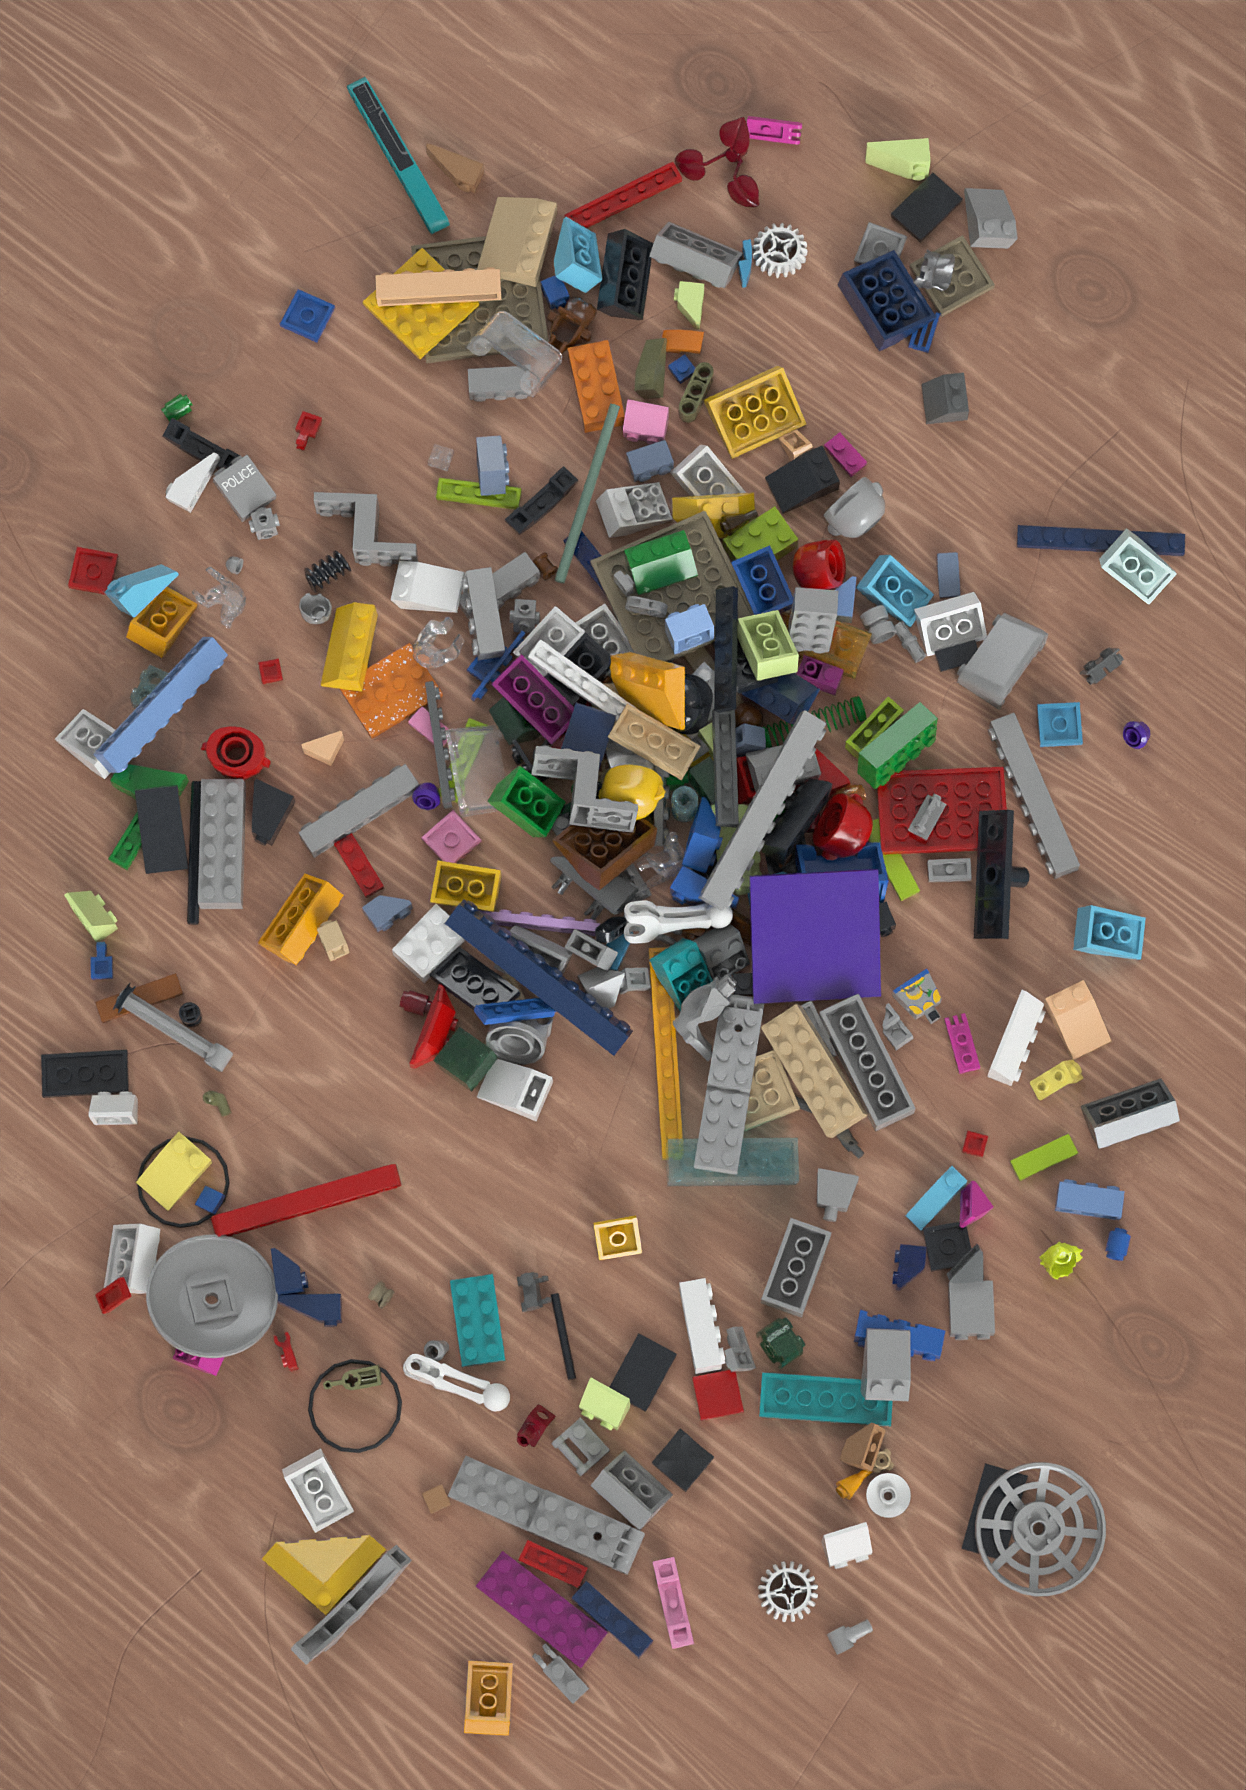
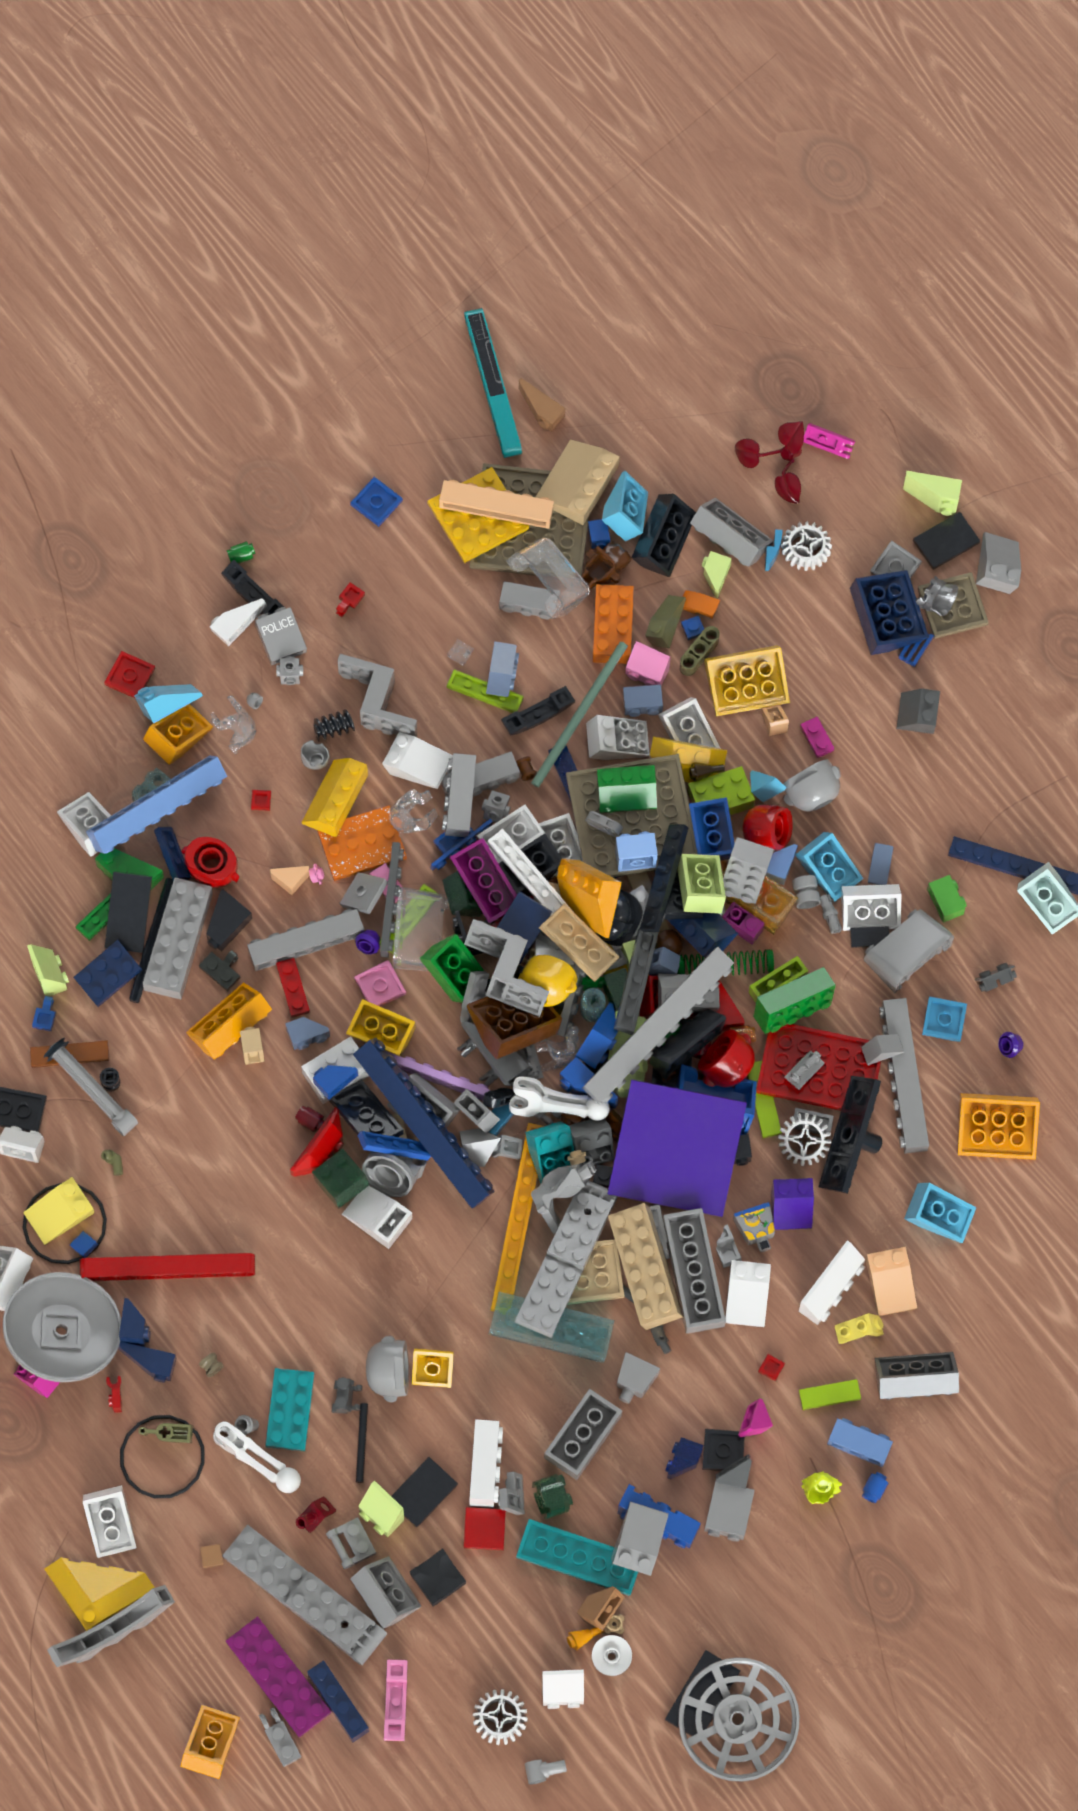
camera: 10 degrees right, 5 degrees down
(157, 900) = (107, 973): none -> dark blue plate
(191, 753) = (172, 853): none -> dark blue plate
(277, 866) = (221, 970): none -> pearl dark grey plate
(351, 737) = (316, 874): none -> bright pink plate
(408, 744) = (363, 892): none -> light grey plate
(430, 955) = (333, 1079): none -> blue slope
(553, 1564) = (298, 1639): red plate -> none
(555, 824) = (474, 991): none -> light grey hinge
(571, 1251) = (388, 1368): none -> light grey piece
(624, 583) = (590, 798): light grey plate -> none
(626, 196) = (683, 466): red plate -> none
(711, 973) = (576, 1157): none -> tan plate
(803, 480) = (774, 750): black slope -> none
(804, 521) = (765, 786): none -> medium azure slope
(929, 1071) = (747, 1293): none -> white slope
(936, 1198) = (725, 1405): medium azure slope -> none
(937, 892) = (813, 1139): none -> white gear
(952, 964) = (792, 1203): none -> dark purple slope
(962, 1044) = (783, 1277): dark pink hinge -> none
(1003, 773) = (882, 1048): none -> light grey slope
(1028, 594) = (946, 898): none -> bright green brick
(1146, 824) = (998, 1126): none -> light orange slope

